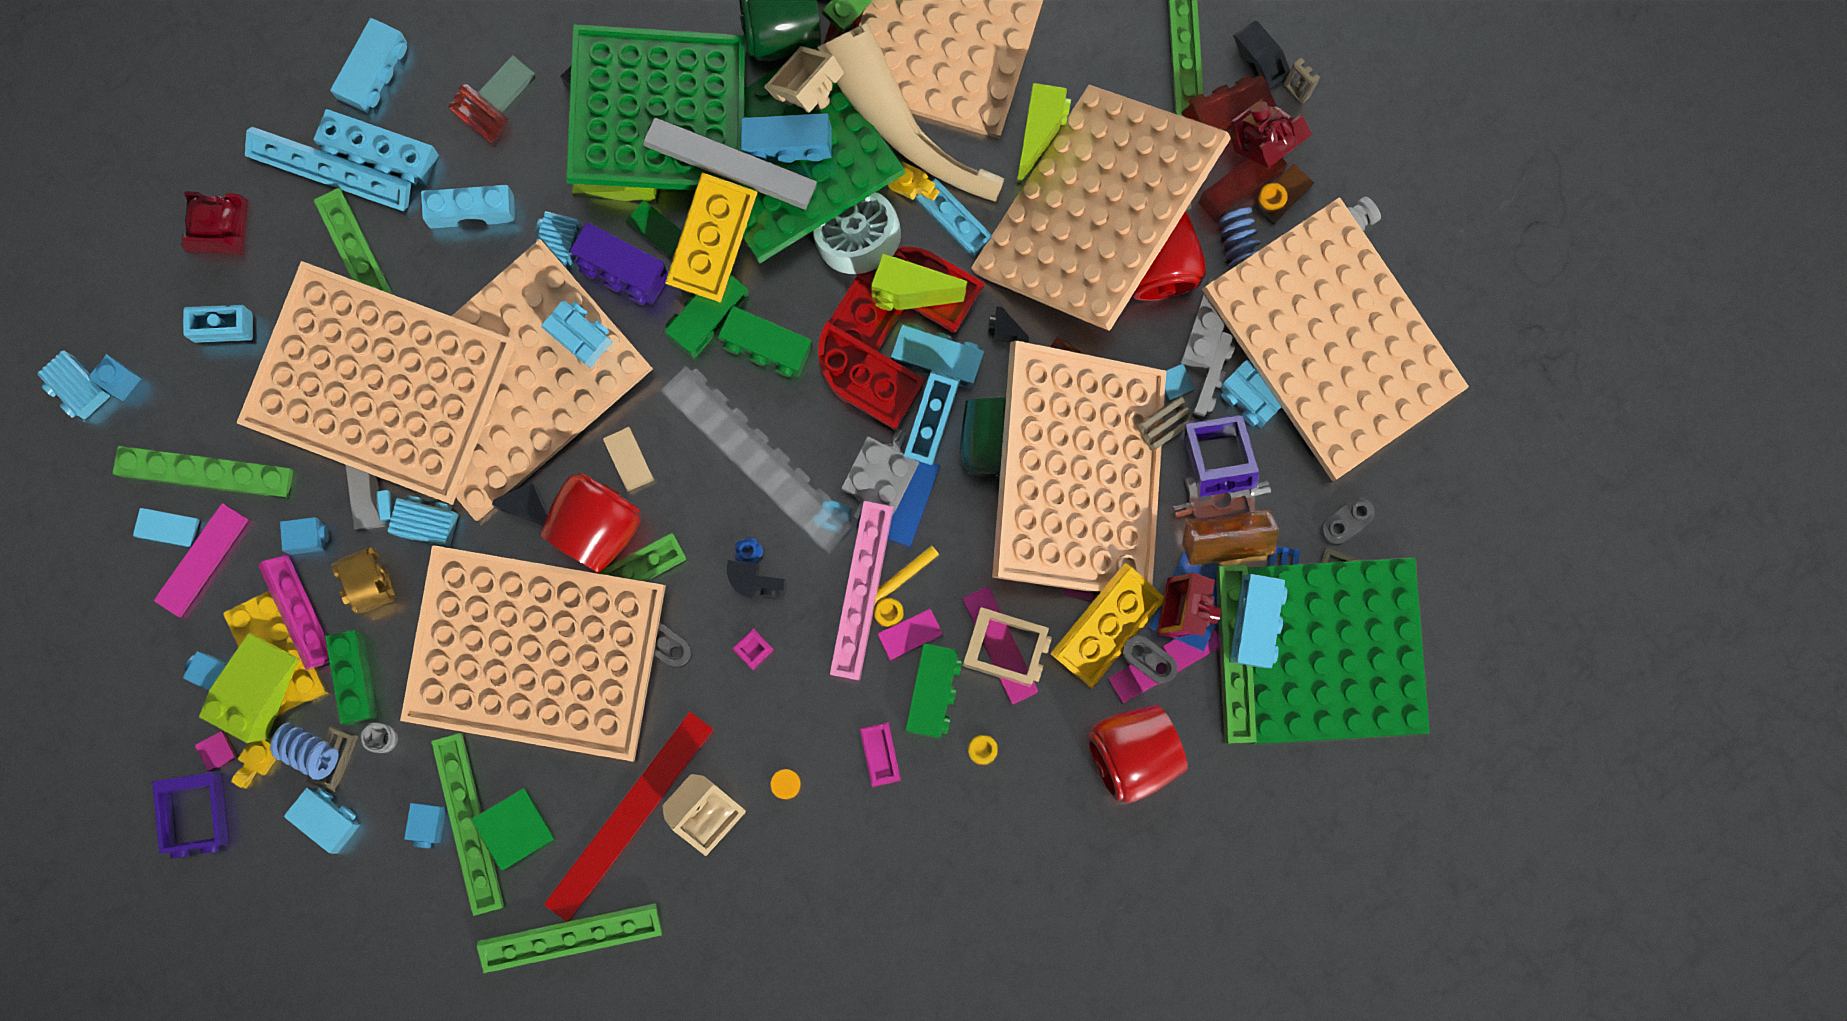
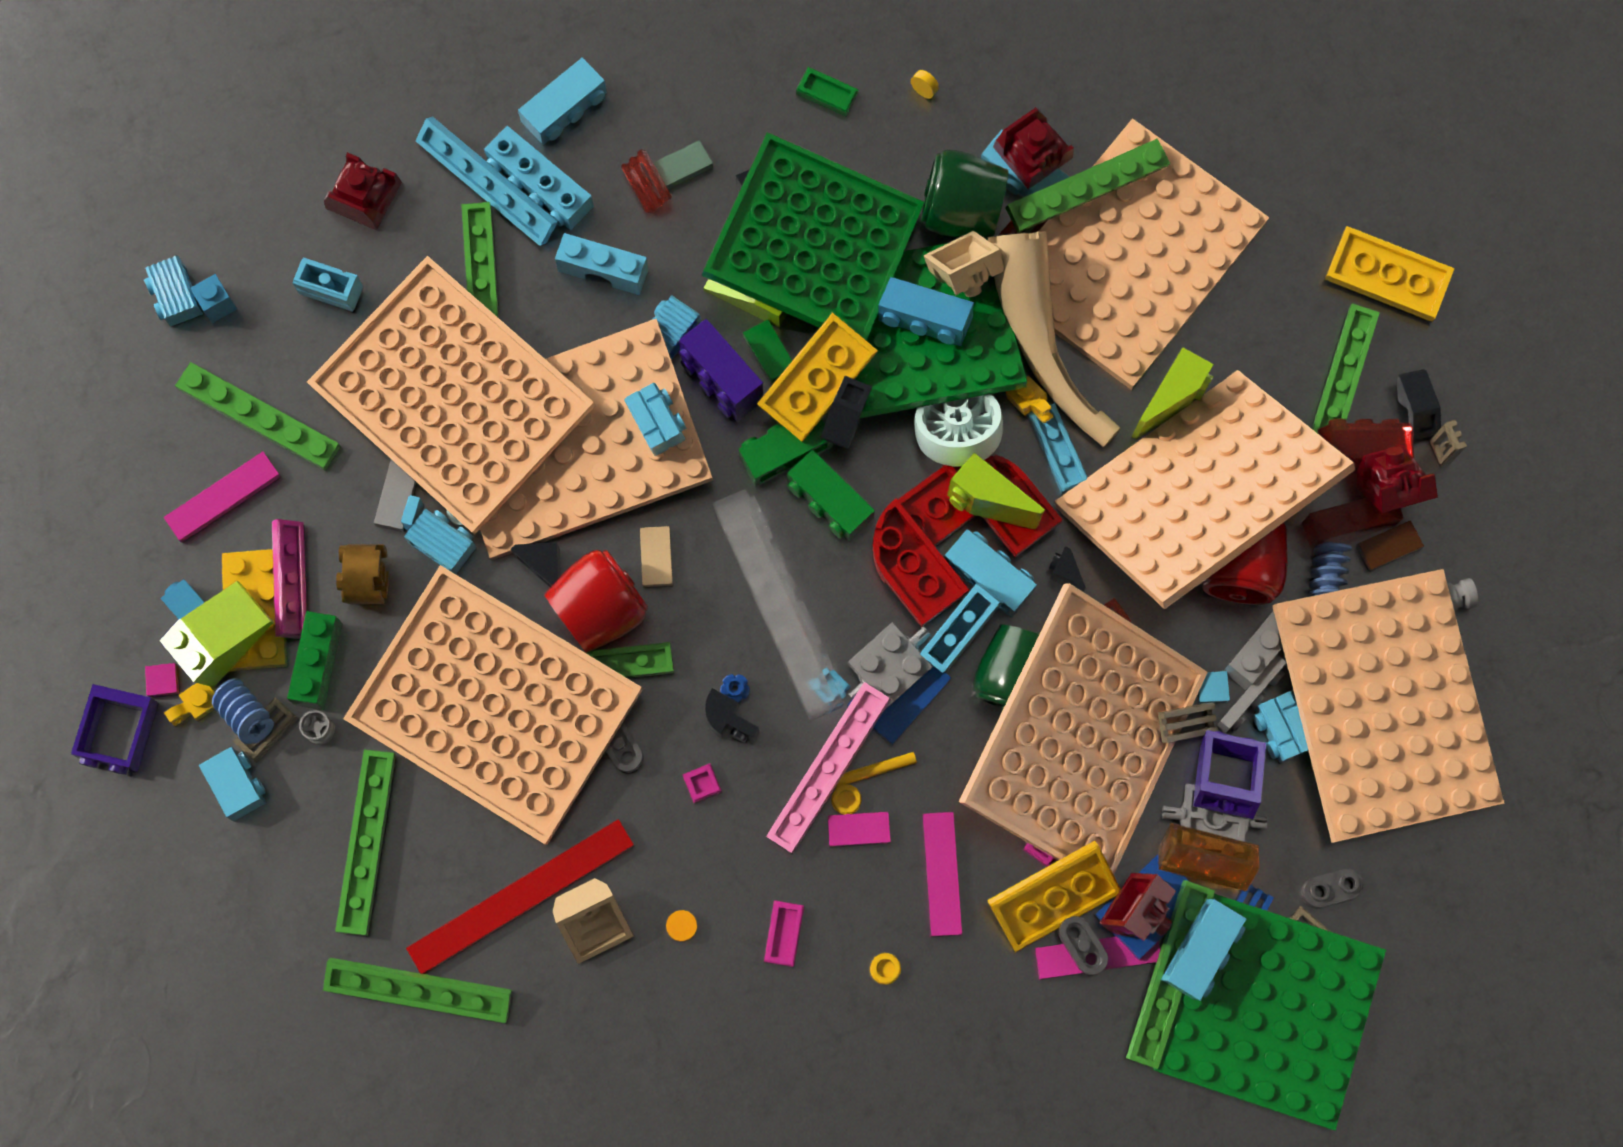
camera: 25 degrees right, 5 degrees down
(166, 527) = (202, 454): medium azure tile -> none
(303, 535) = (325, 510): dark azure brick -> none
(425, 824) = (326, 826): dark azure brick -> none
(512, 829) = (405, 864): green tile -> none
(730, 163) = (863, 315): light grey tile -> none
(750, 260) = (846, 412): none -> black slope
(933, 691) = (859, 893): green brick -> none
(1042, 645) = (921, 858): tan window -> none
(1136, 753) = (1034, 1031): red piece -> none
(1272, 197) = (1376, 544): light orange tile -> none

